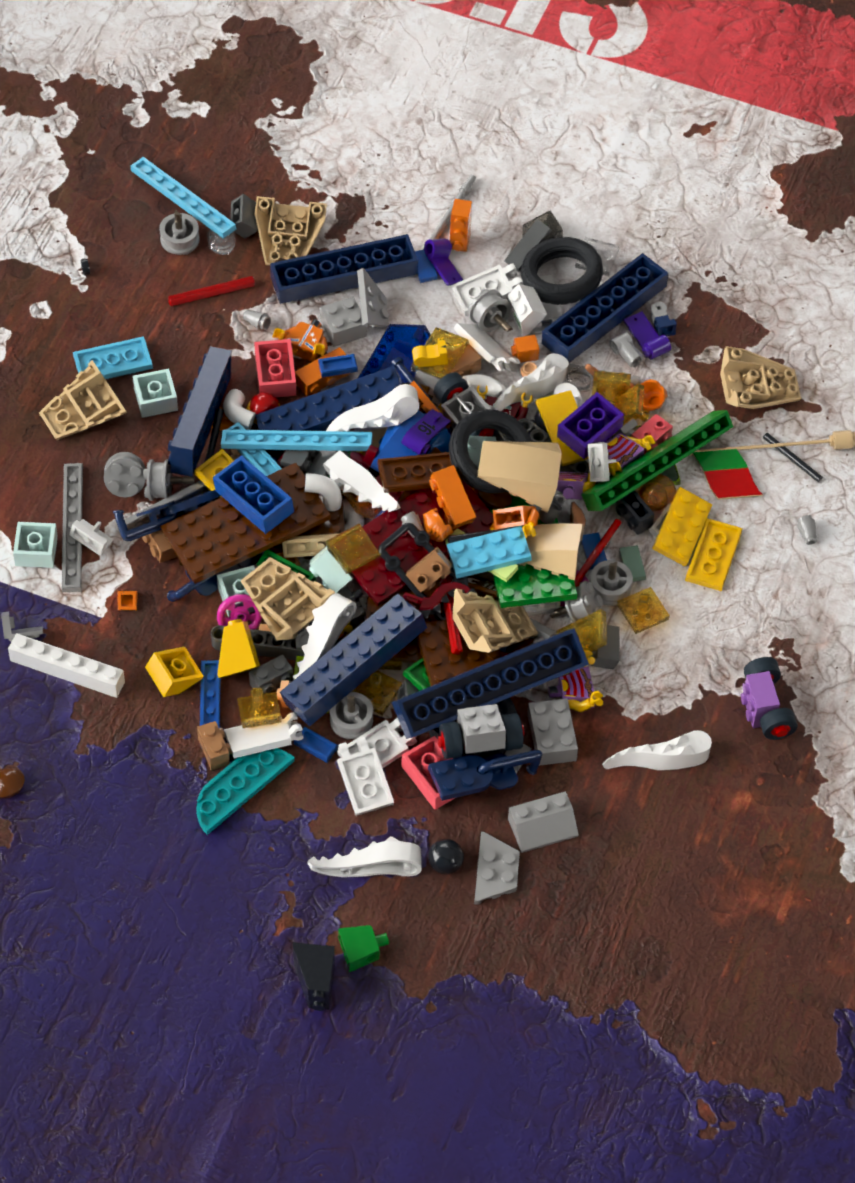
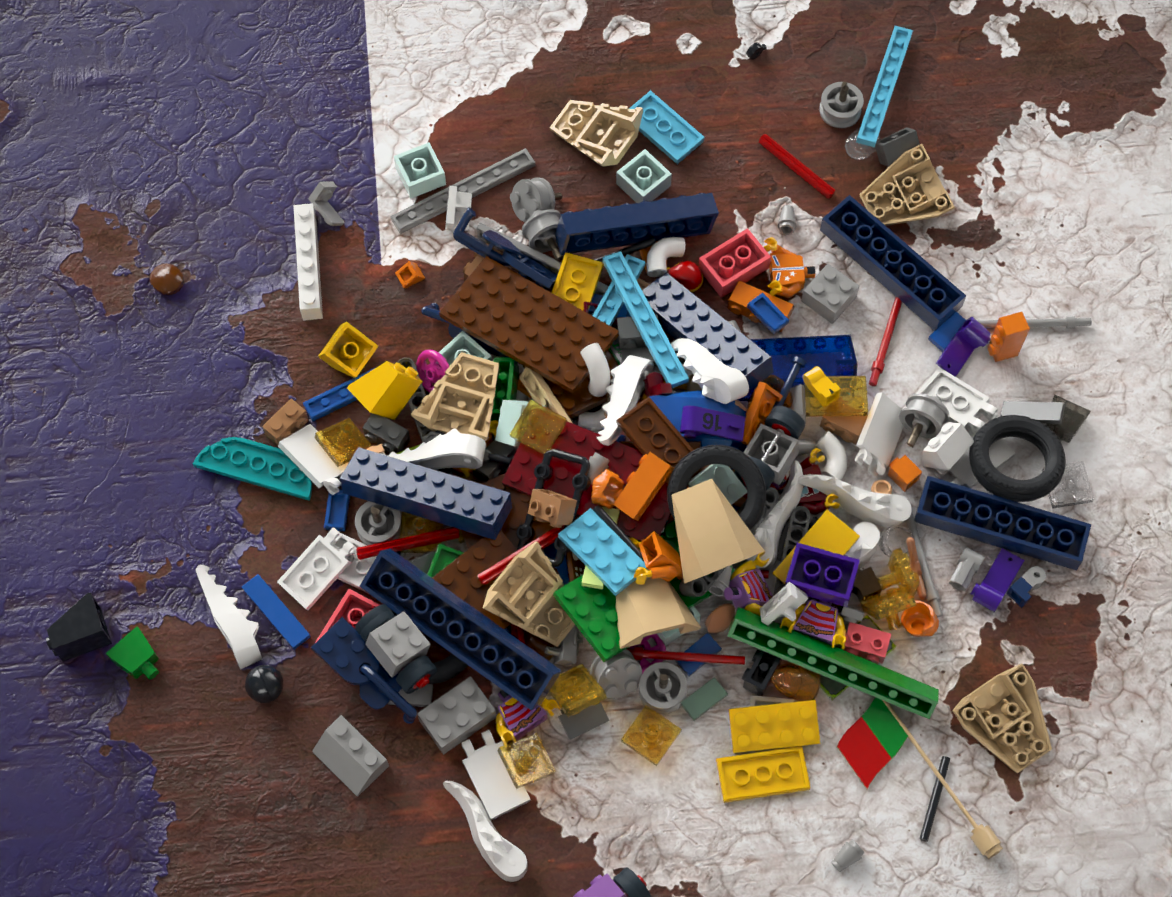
camera: 65 degrees right, 10 degrees up
(253, 494) = (548, 311): blue brick -> none
(372, 302) = (864, 307): light grey wing -> none
(381, 827) = (276, 611): none -> blue tile
(383, 700) = (408, 542): none -> red axle
(405, 309) = (878, 365): none -> red bar
(439, 596) = (532, 532): dark red piece -> none
(496, 869) = (280, 737): light grey wing -> none
(614, 730) = (492, 778): none -> white tile
(619, 699) = (526, 761): none -> clear yellow plate

